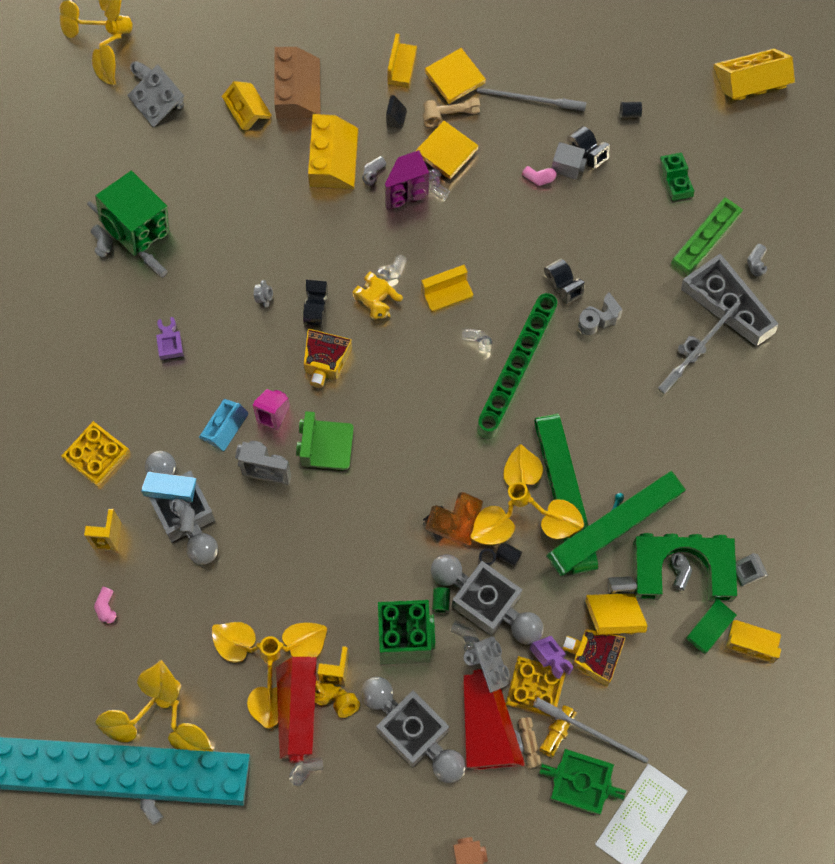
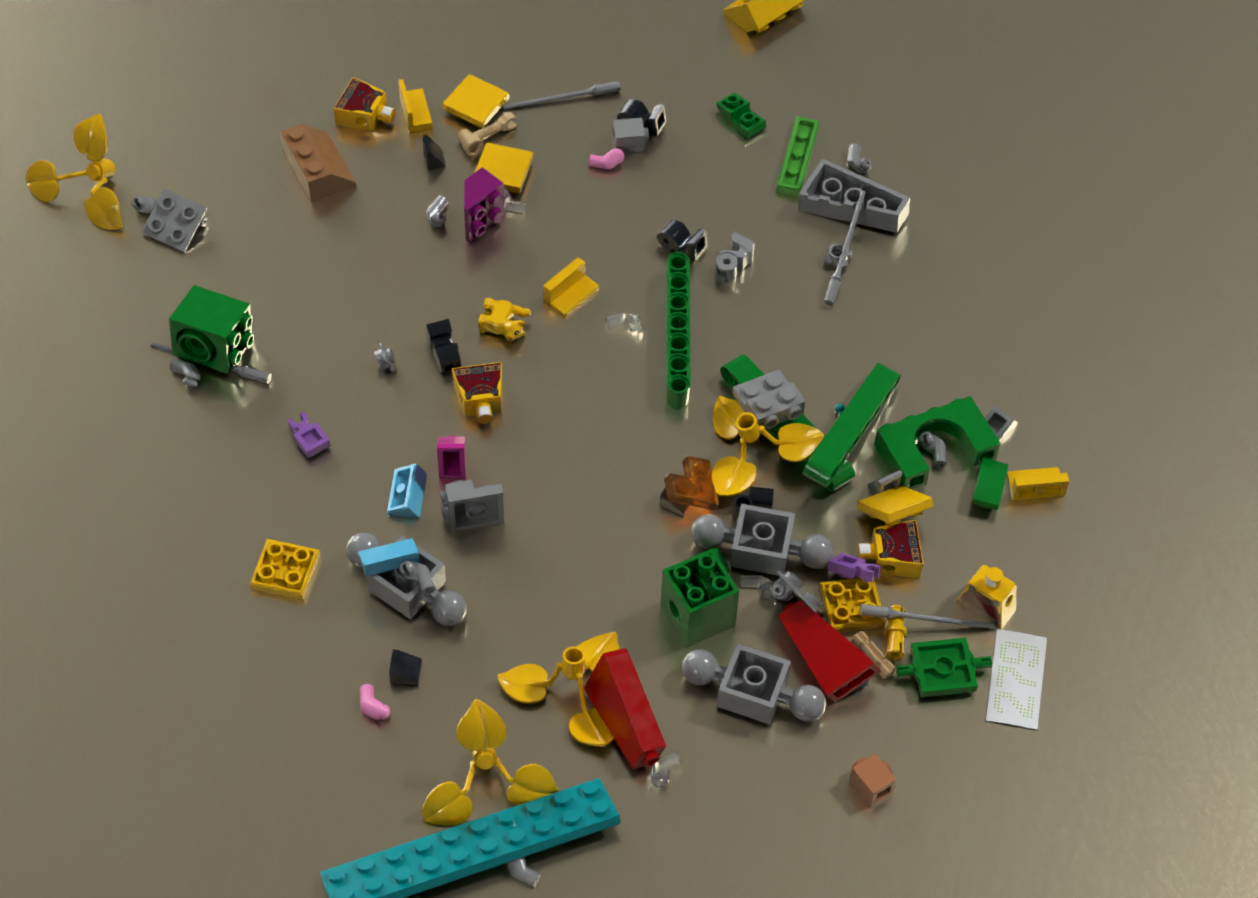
camera: 25 degrees left, 15 degrees down
(105, 537) = (339, 632): yellow panel -> none
(144, 585) = (404, 668): none -> black slope
(245, 104) = (272, 198): yellow panel -> none
(324, 443) = (522, 468): bright green bracket -> none
(332, 152) = (387, 209): yellow slope -> none
(333, 673) = (649, 660): yellow panel -> none
(345, 703) = (672, 691): yellow arm -> none
(357, 45) = (362, 106): none -> torso
(392, 271) = (508, 291): clear arm -> none
(556, 470) = (770, 399): none -> light grey plate
(630, 109) = (665, 73): black hinge -> none
(653, 735) = (990, 596): none -> yellow torso

